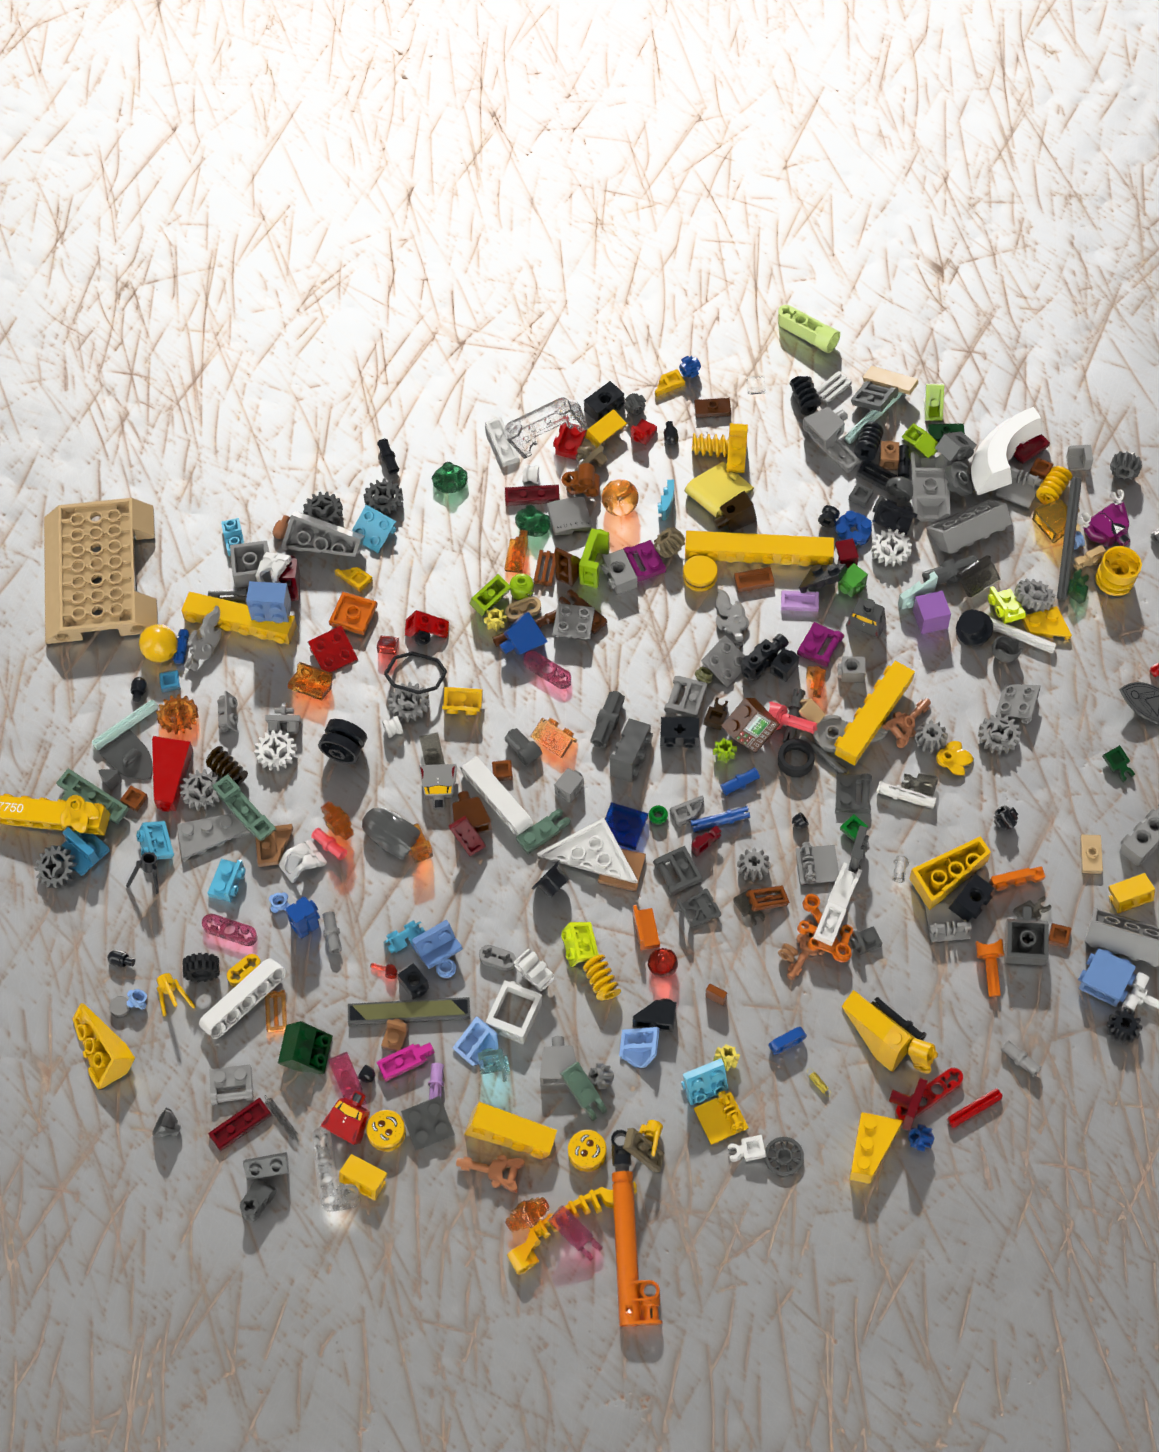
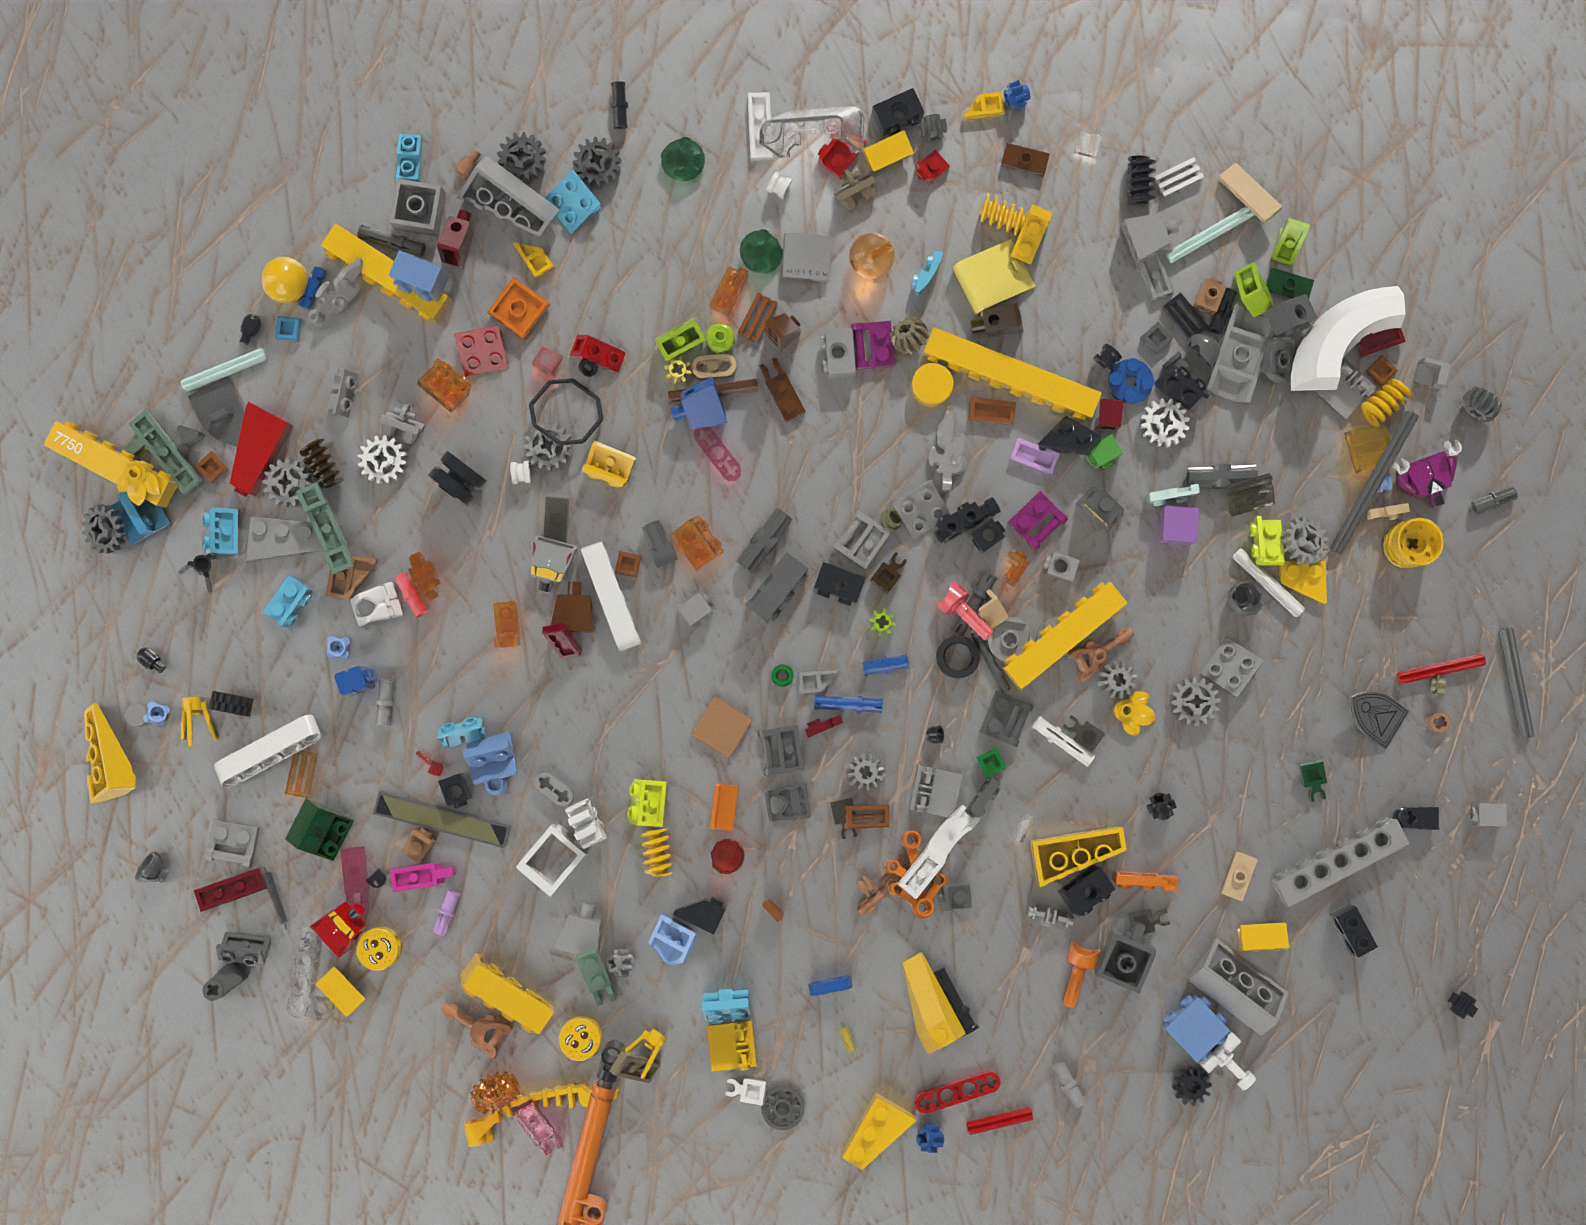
camera: 15 degrees right, 25 degrees up
(73, 567) = (211, 150): tan slope -> none
(186, 713) = (283, 368): clear orange gear -> none
(214, 930) = (266, 647): clear pink beam -> none
(242, 968) = (282, 720): yellow beam -> none
(272, 562) = (441, 224): white piece -> none
(390, 831) = (481, 603): dark grey hair -> none
(427, 1123) = (424, 955): dark grey plate -> none
(475, 1039) = (502, 883): light blue slope -> none
(494, 1061) = (509, 912): clear light blue bracket -> none
(531, 495) = (773, 212): dark red tile -> none
(542, 831) = (647, 654): sand green hinge -> none
(552, 881) = (637, 722): black piece -> none
(573, 621) = (765, 403): light grey hinge -> none
(583, 481) = (837, 218): dark orange piece -> none
(589, 569) = (799, 343): lime panel -> none
(592, 850) = (696, 699): white tile -> none
(626, 824) = (739, 678): clear blue plate -> none
(670, 434) = (962, 181): black cylinder -> none
(728, 1056) = (764, 987): light yellow gear -> none
(750, 724) = (920, 604): reddish brown slope -> none
(808, 328) = (1191, 106): yellowish green beam -> none
(868, 441) = (1190, 272): black piece -> none
(874, 396) = (1217, 215): dark grey plate -> none
(911, 1102) = (932, 1108): dark red tile -> none
(922, 1054) = (965, 1051): yellow piece -> none
(970, 525) = (1267, 422): light grey slope -> none
(974, 627) = (1219, 558): black piece -> none
(1059, 935) = (1166, 958): dark orange tile -> none
(1077, 587) = (1359, 545): clear green plate -> none

